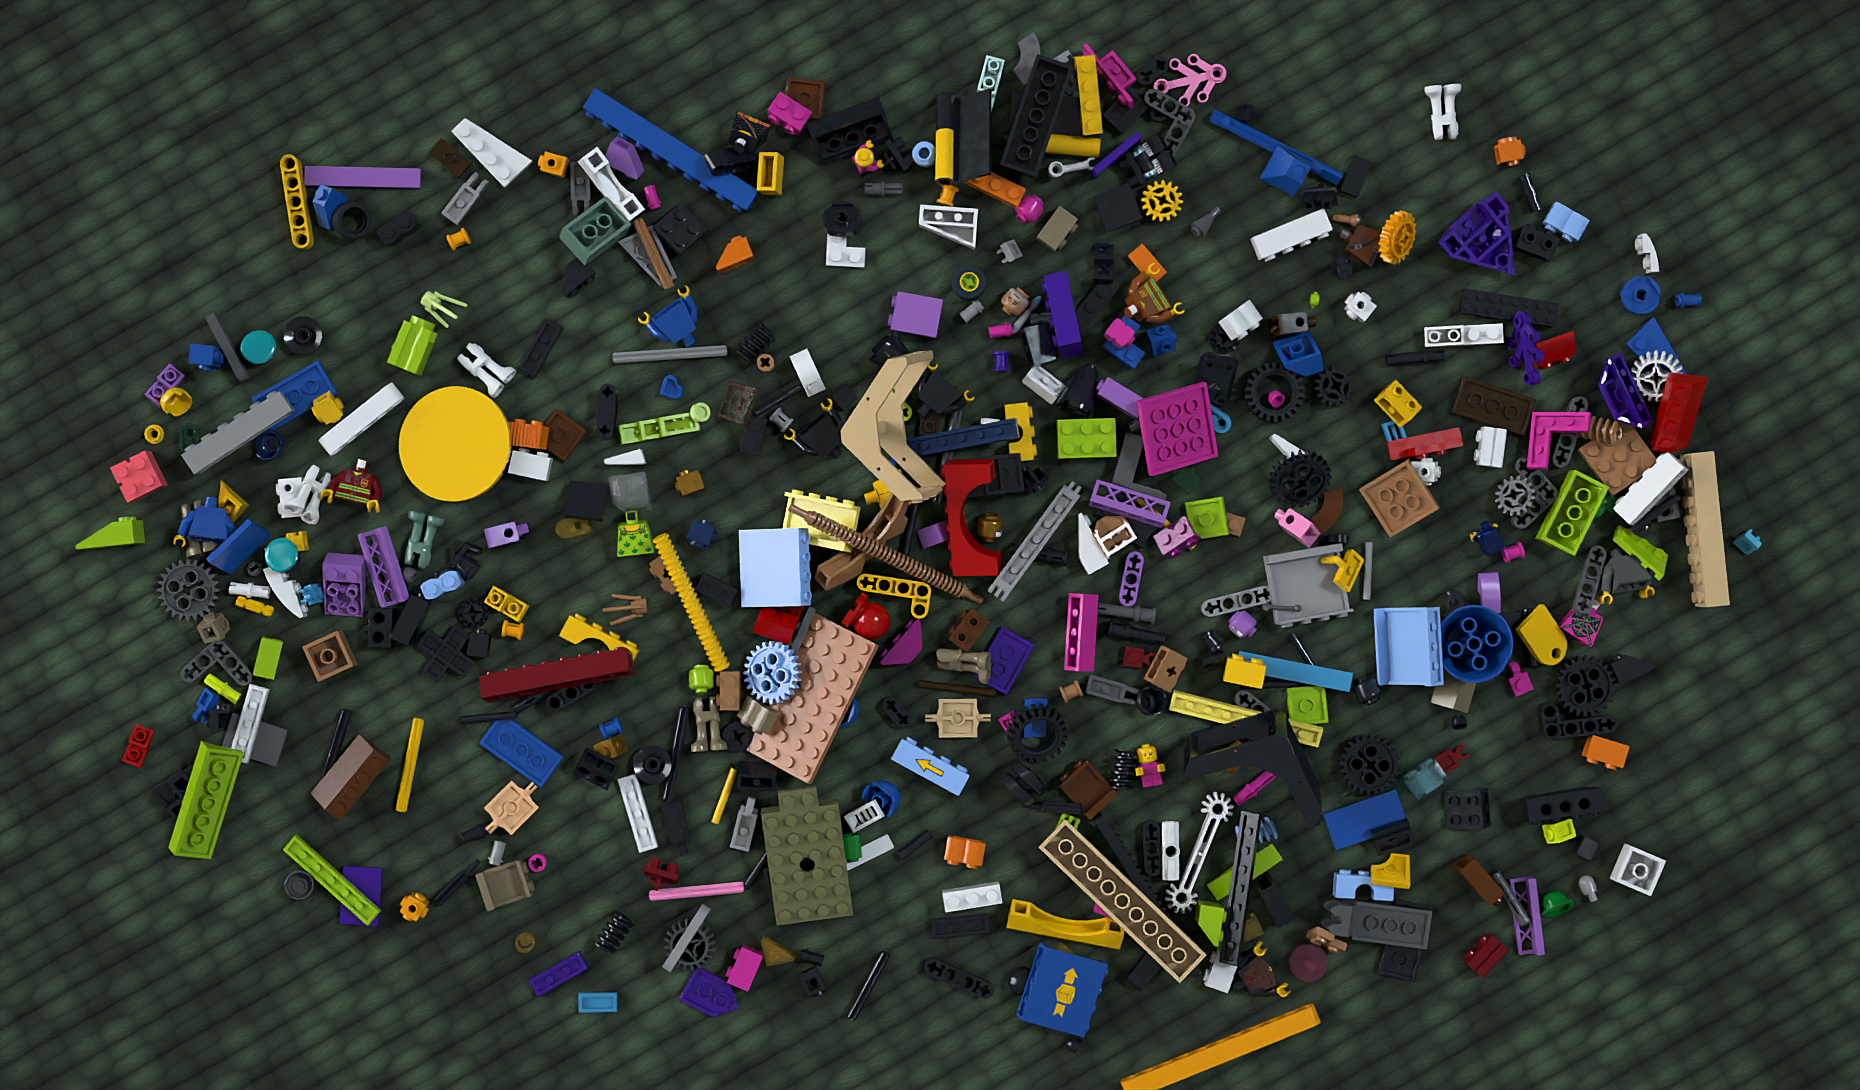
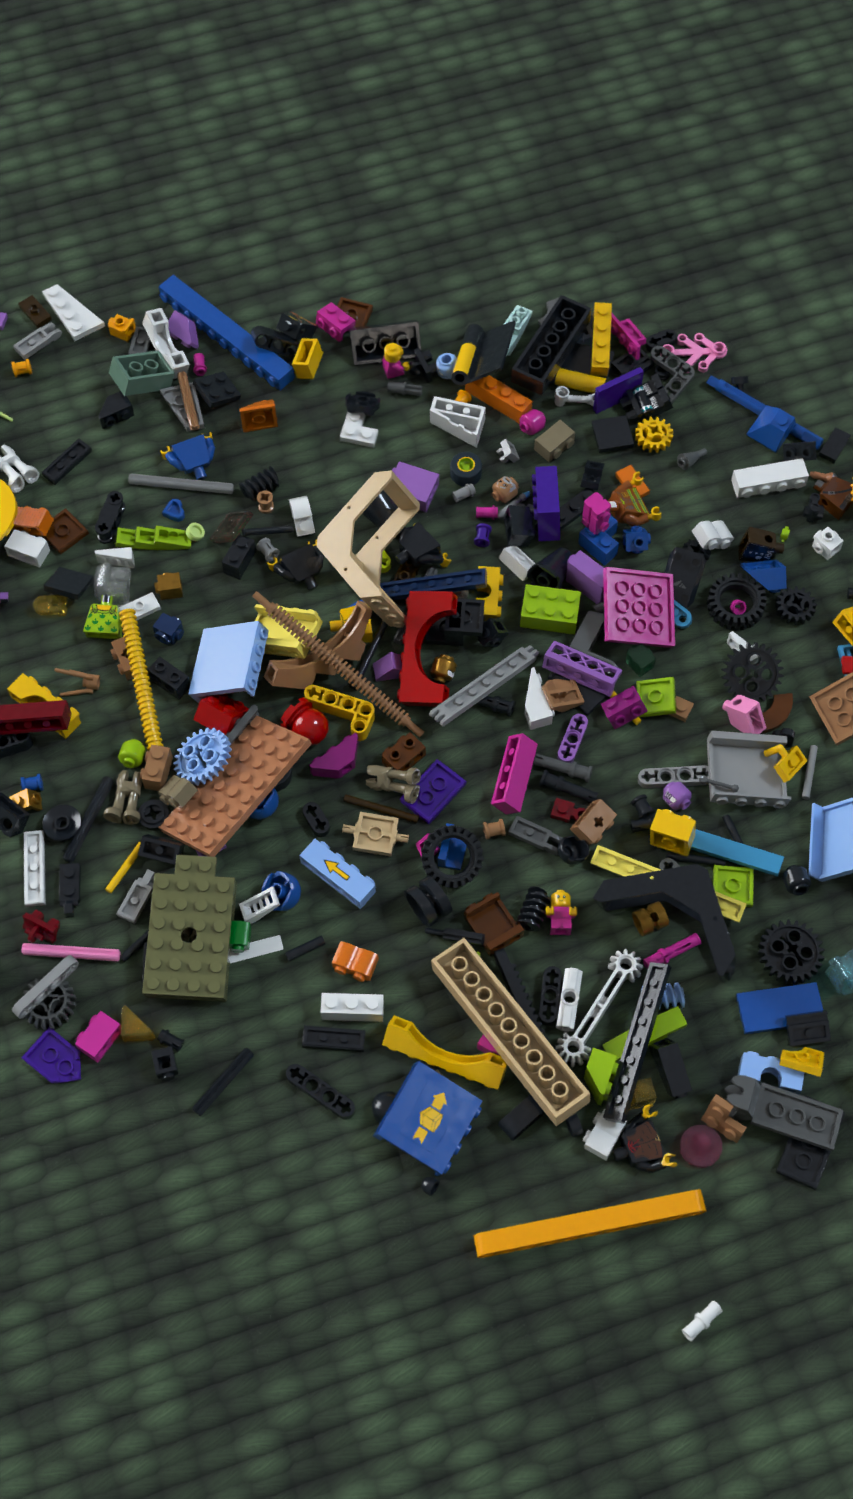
camera: 15 degrees right, 25 degrees down
(665, 511) = (143, 606): none -> white plate

